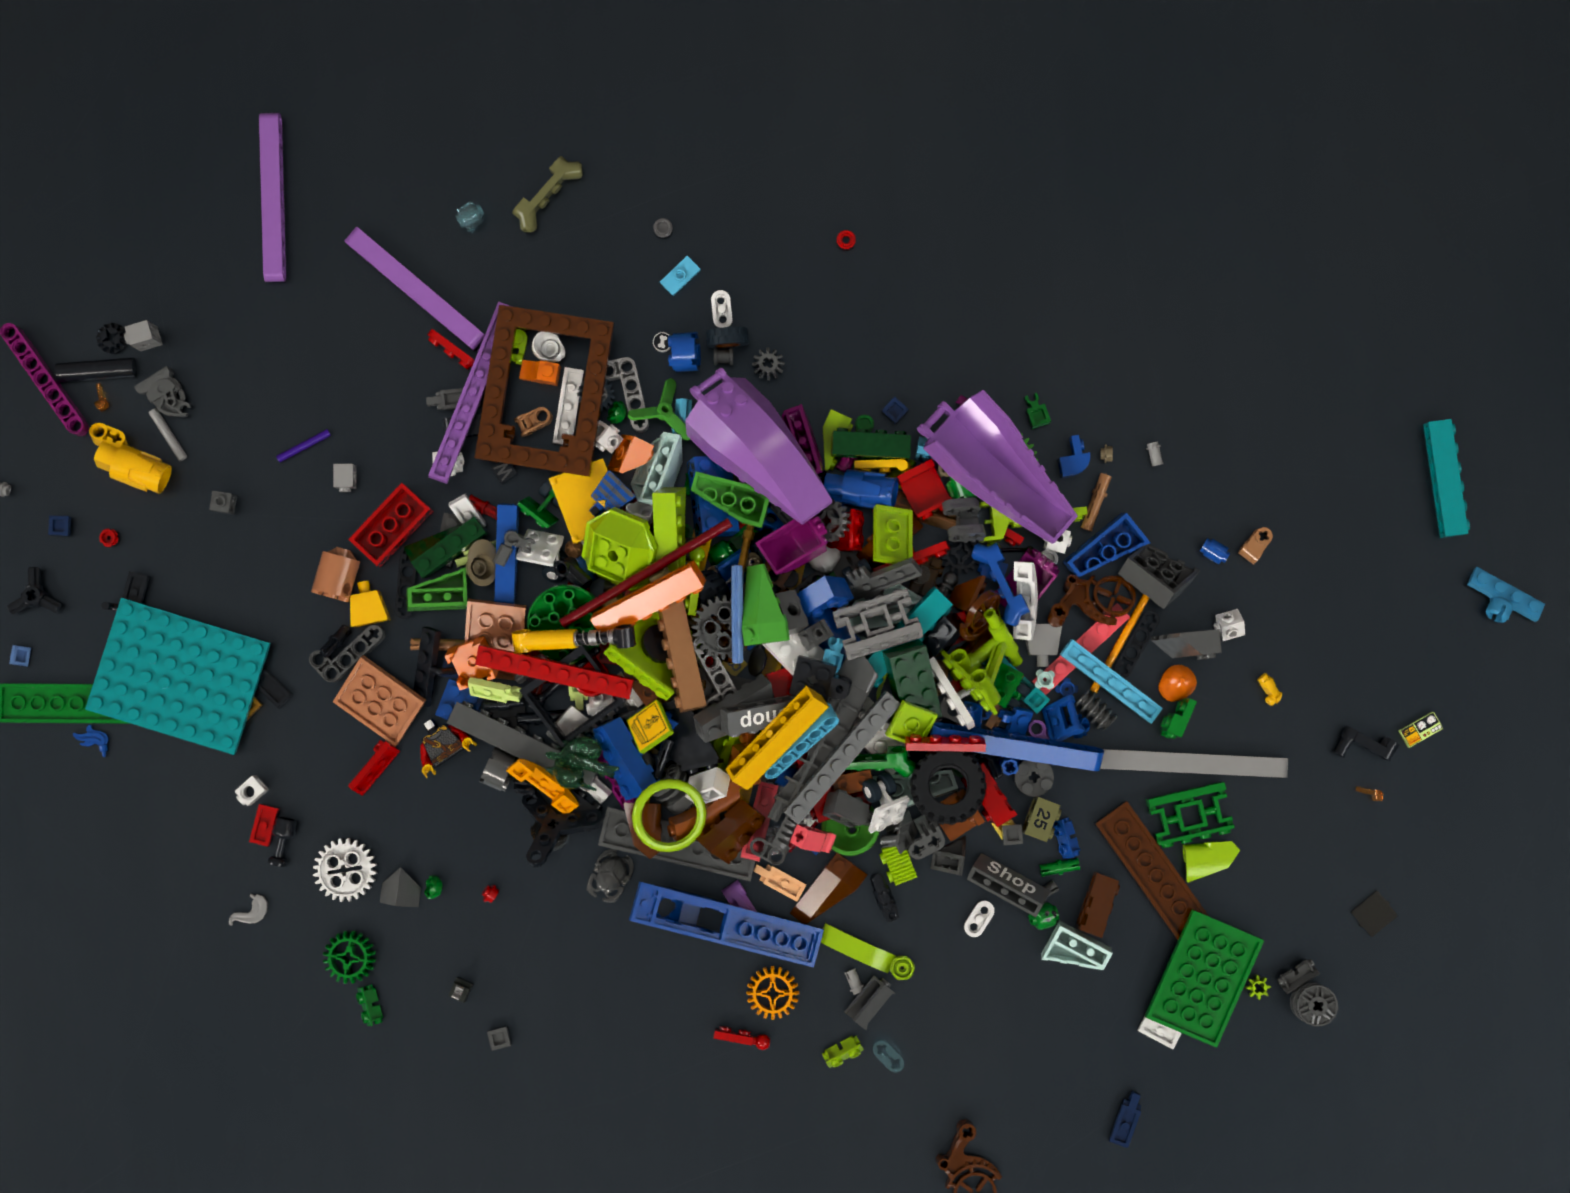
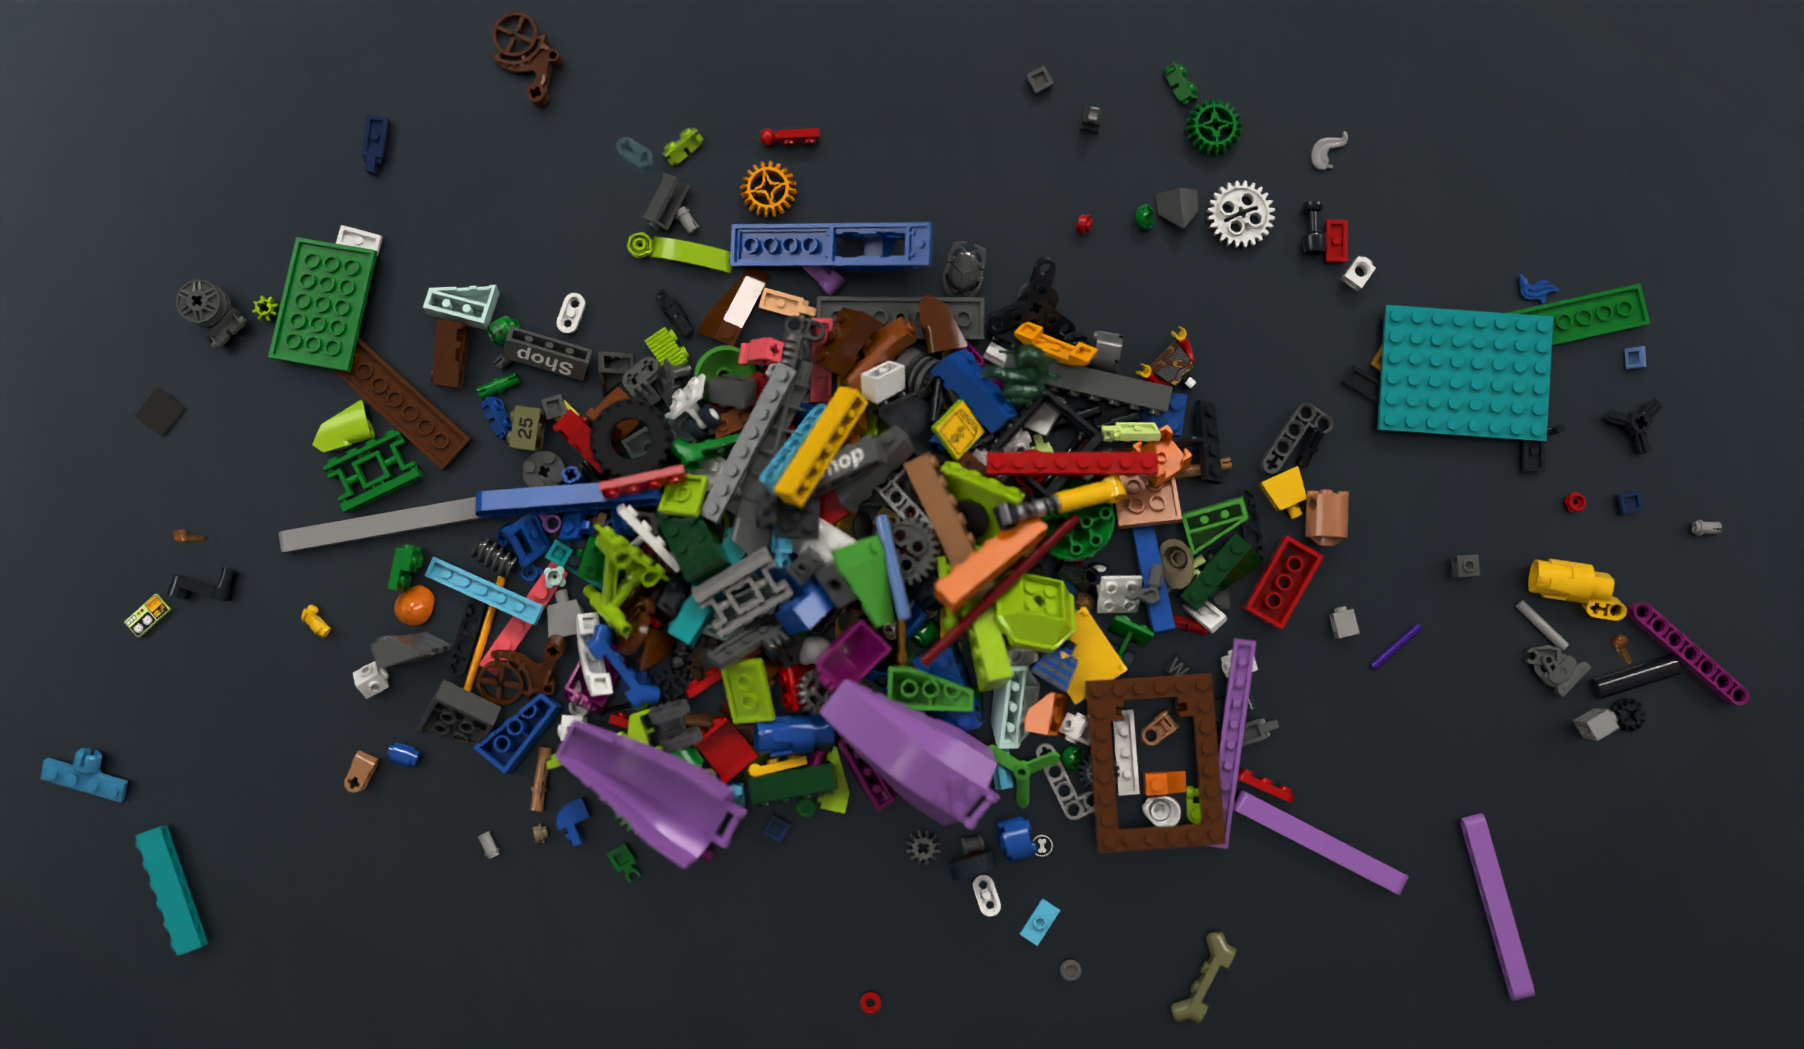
camera: 165 degrees right, 0 degrees up
(375, 766) = (1229, 340): red hinge -> none
(379, 700) = (1248, 395): nougat plate -> none
(469, 215) = (1281, 935): clear light blue head -> none
(658, 786) = (945, 355): lime wedge -> none

